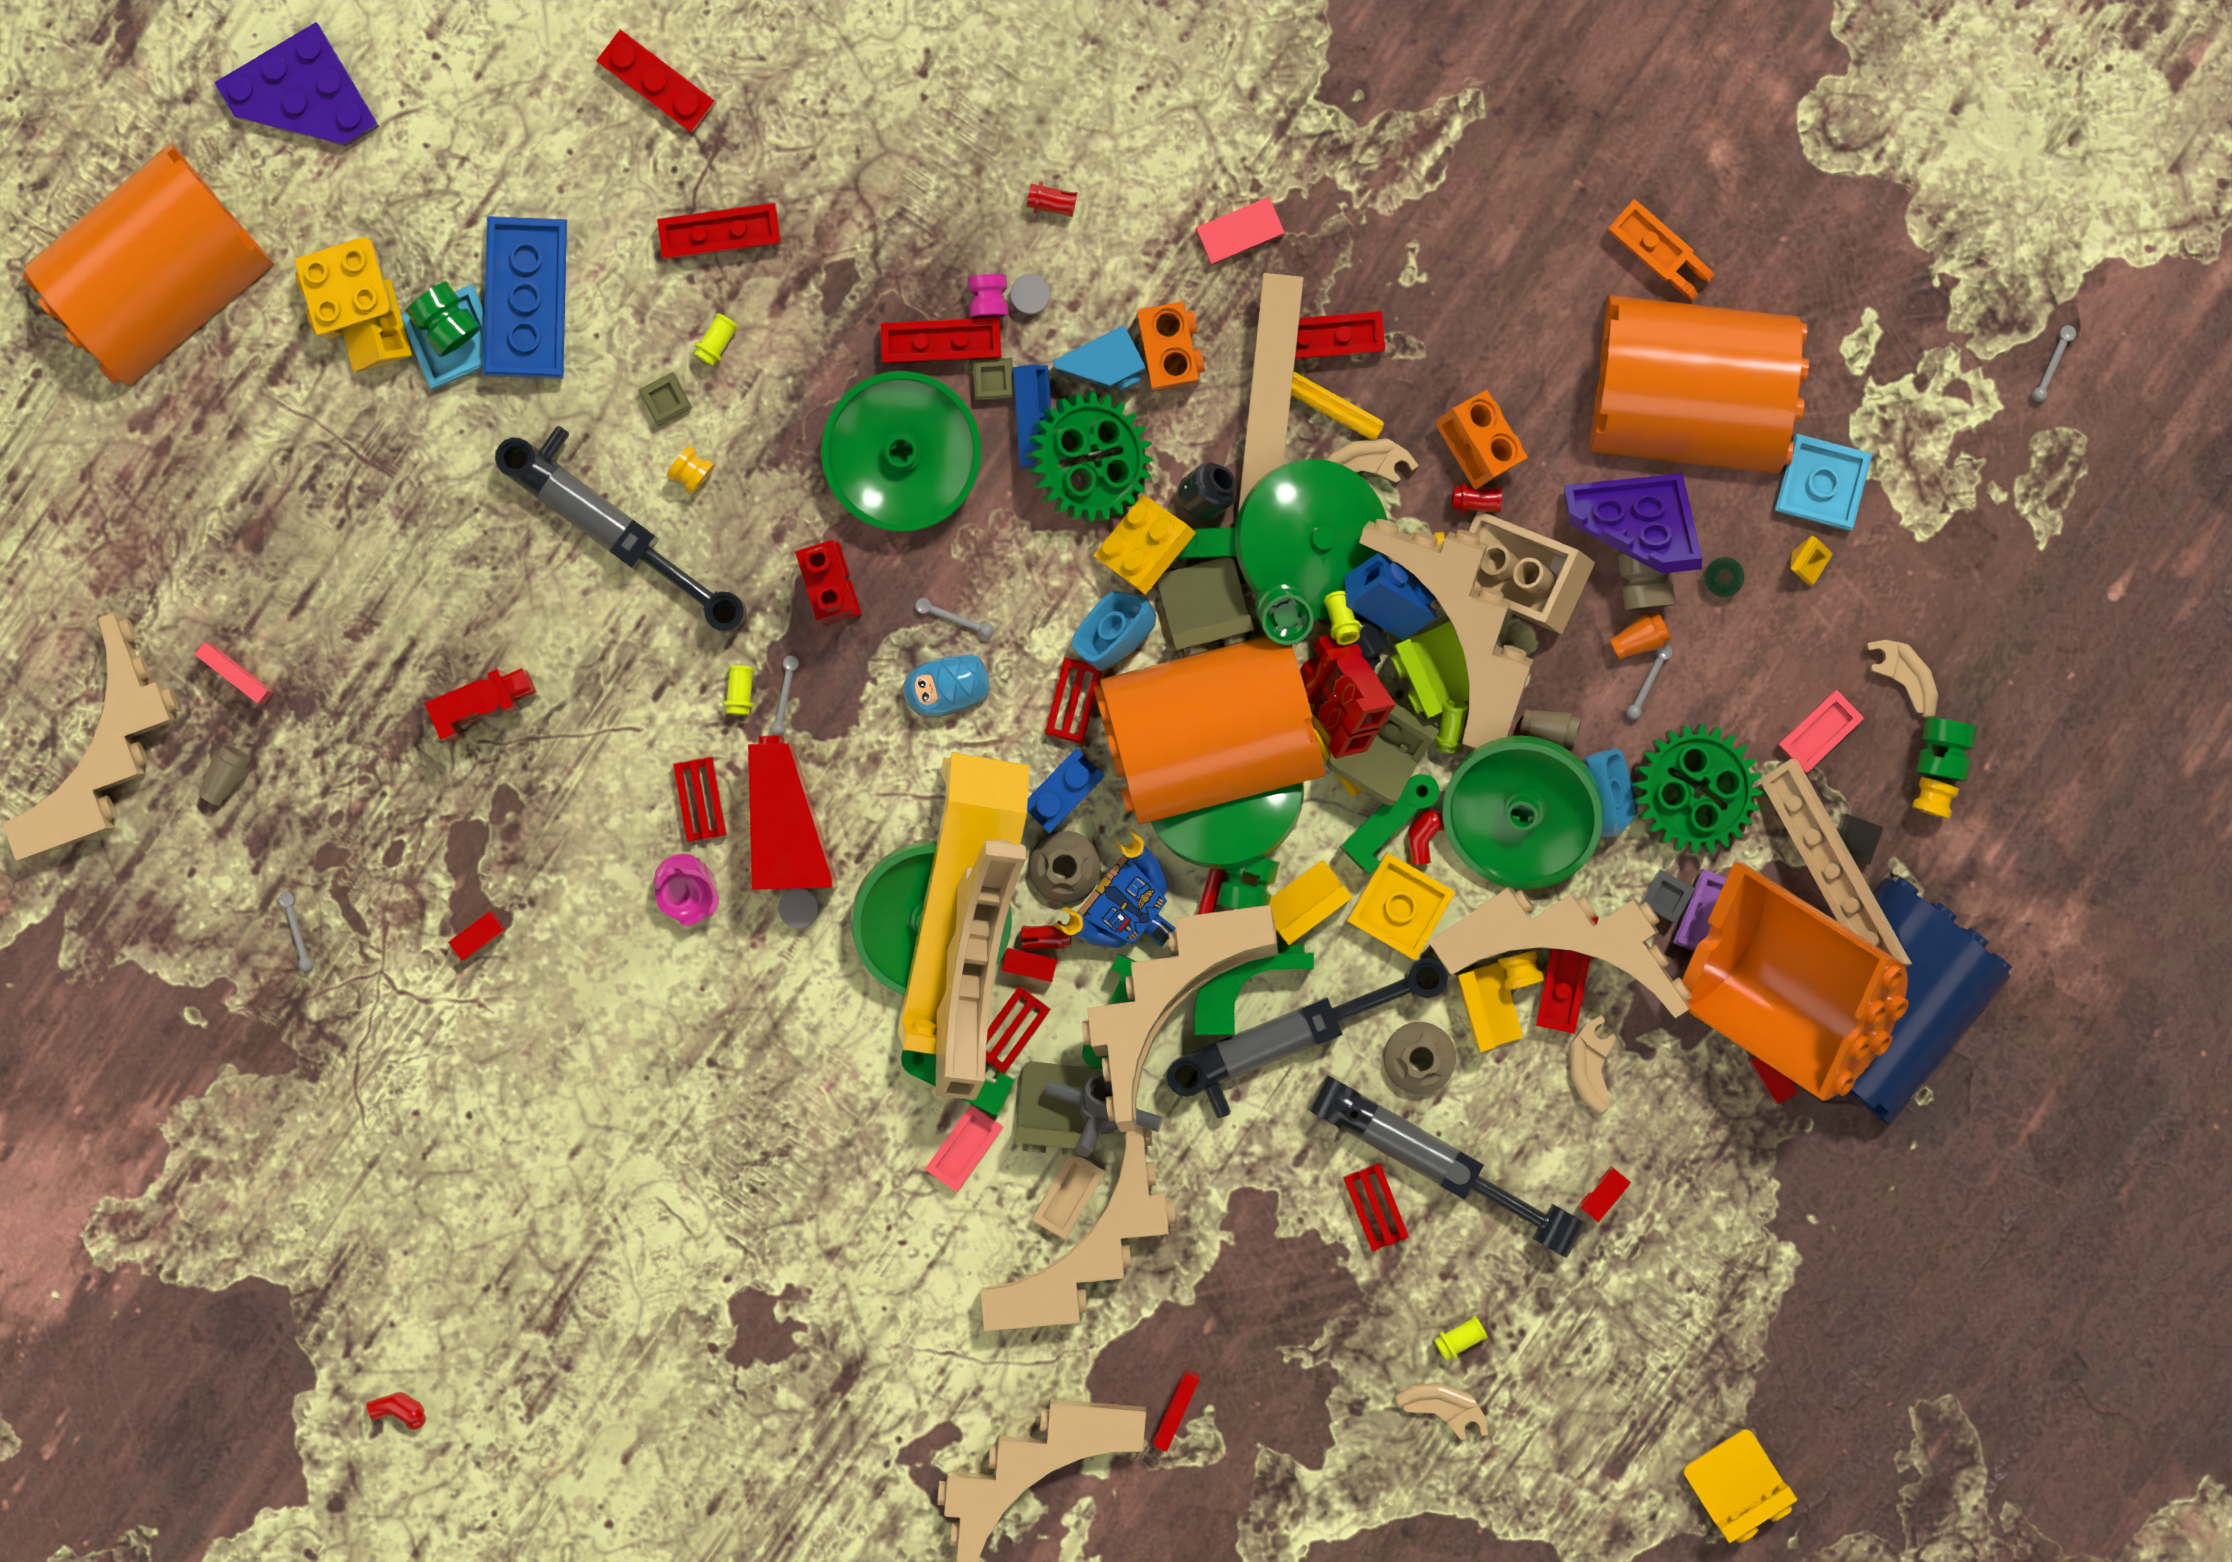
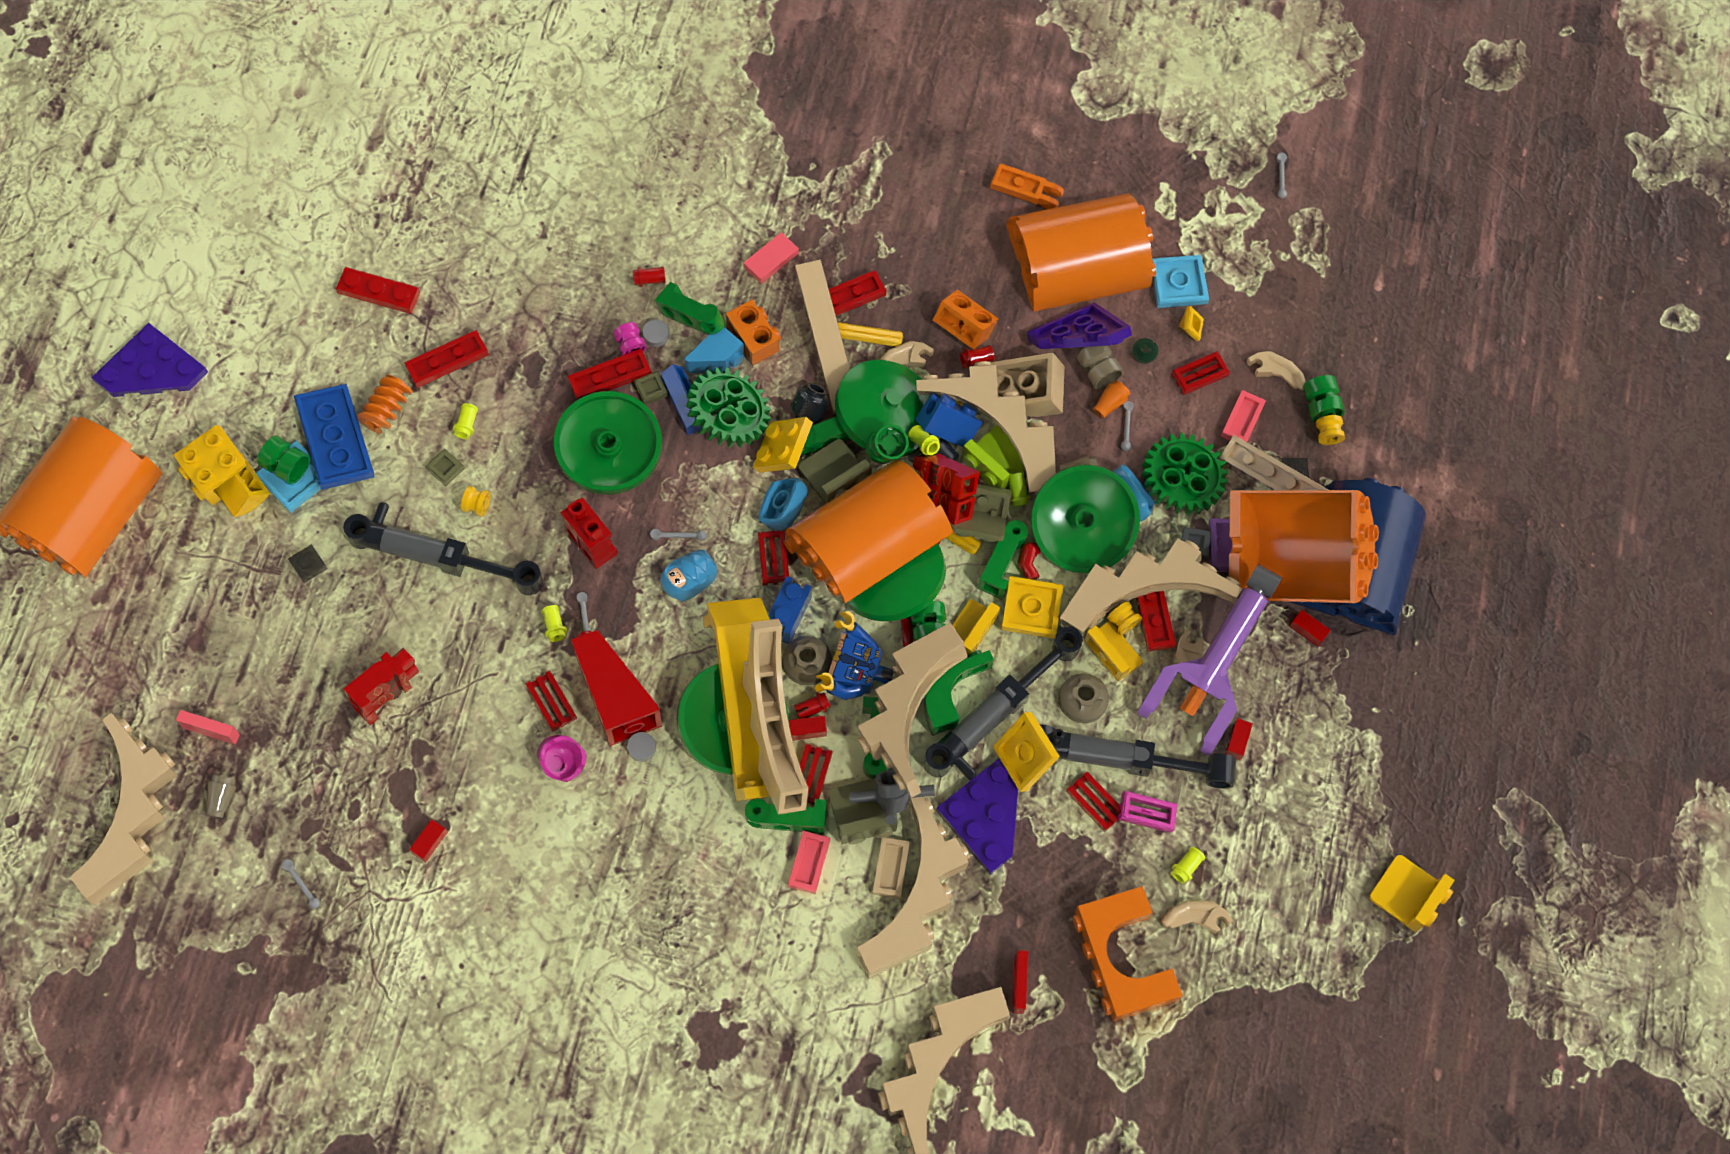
camera: 25 degrees left, 20 degrees down
(434, 477) = (307, 563): none -> clear smoke plate
(611, 275) = (383, 402): none -> orange piece
(1103, 309) = (688, 311): none -> green leg
(1222, 1169) = (985, 815): none -> dark purple plate
(1303, 1115) = (1026, 751): none -> yellow plate
(1303, 1476) = (1121, 993): none -> orange arch
(1411, 1232) = (1126, 807): none -> dark pink tile
(1598, 1098) = (1210, 672): none -> medium lavender piece
(1756, 641) = (1182, 382): none -> red tile

